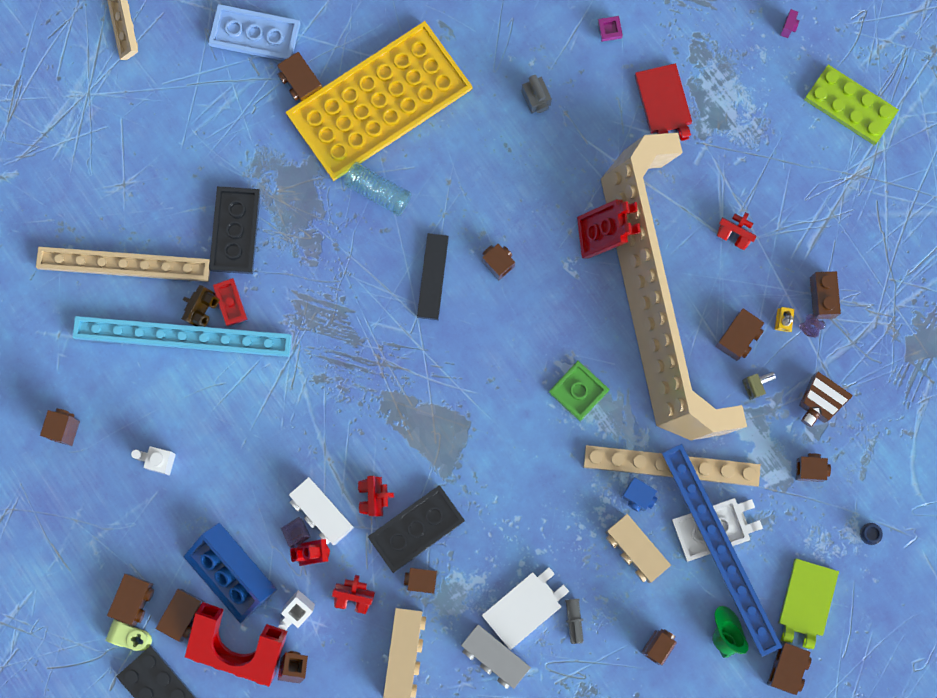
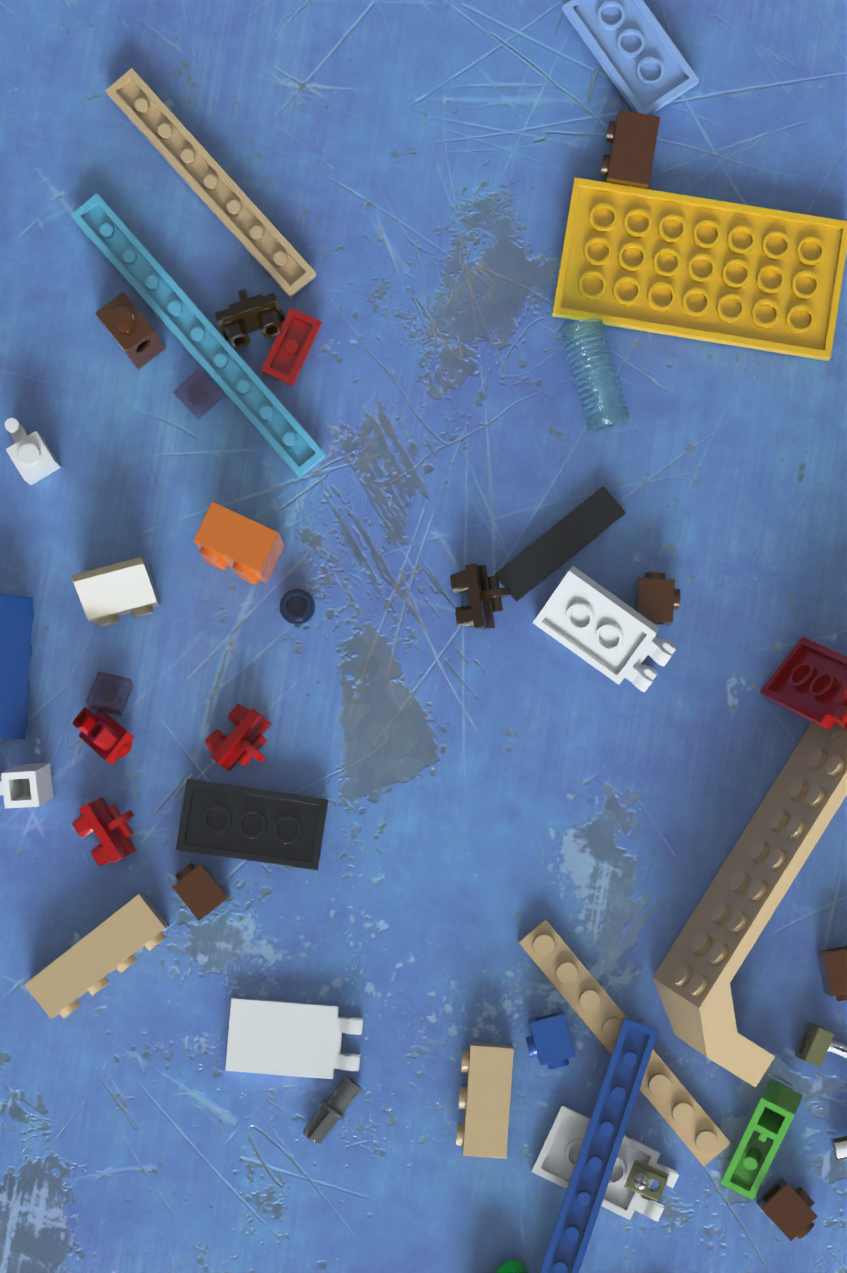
camera: 45 degrees right, 5 degrees up
(148, 362) = (130, 330): none -> reddish brown torso
(207, 362) = (198, 393): none -> clear purple plate
(234, 230) = (379, 265): black plate -> none
(255, 483) = (117, 591): none -> slope
(291, 408) = (239, 543): none -> orange brick
(320, 512) = (160, 697): white brick -> none
(343, 414) = (297, 606): none -> dark blue plate
(412, 328) = (483, 593): none -> dark brown hips
(488, 295) = (603, 630): none -> white tile
(495, 657) = (199, 1062): light grey brick -> none
(578, 391) = (600, 847): bright green tile -> none
(659, 646) = (399, 1238): reddish brown brick -> none
(736, 516) = (639, 1177): none -> olive piece
(771, 449) = (761, 1139): none -> bright green slope

